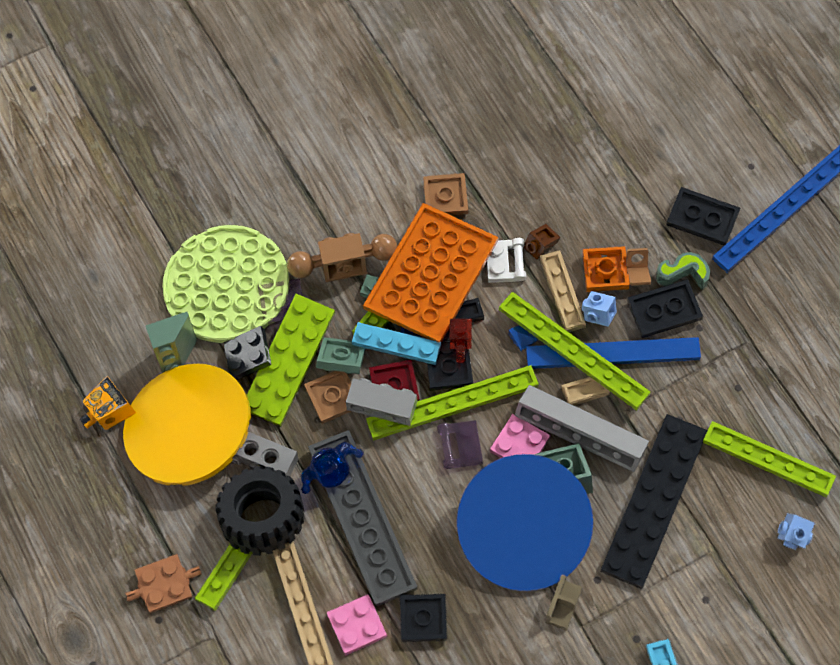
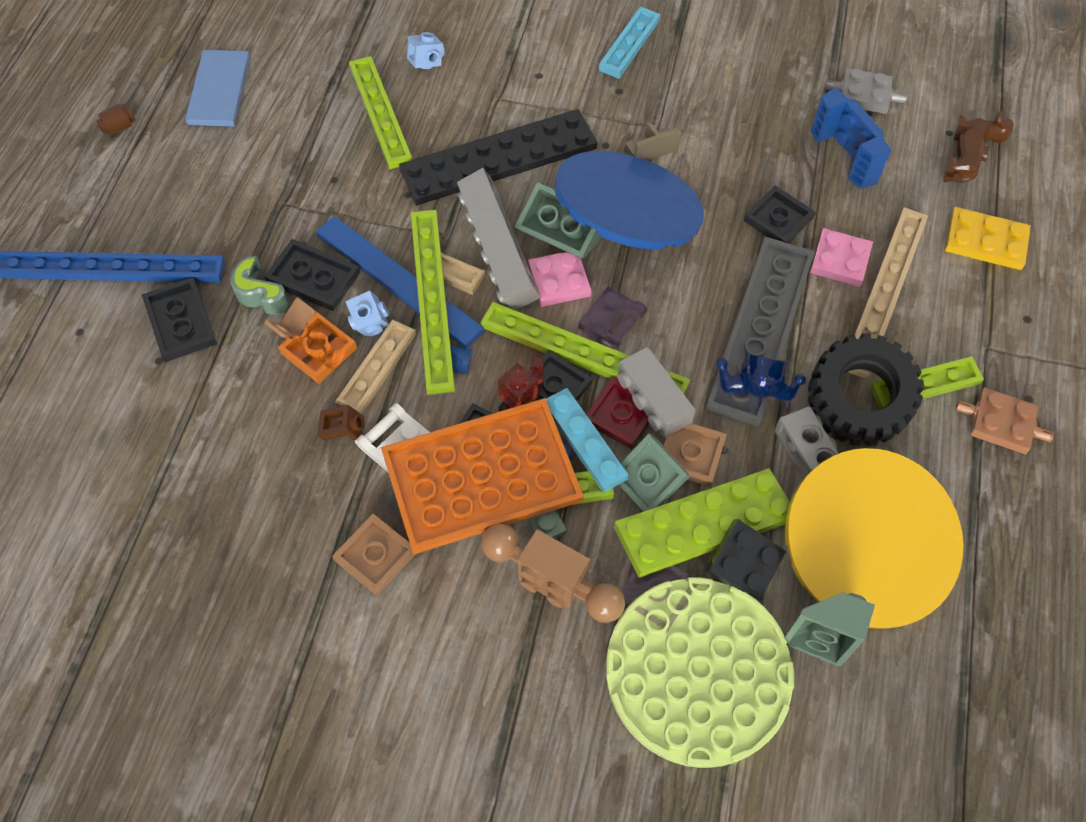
camera: 140 degrees left, 5 degrees down
(106, 406) = (950, 635): torso -> none

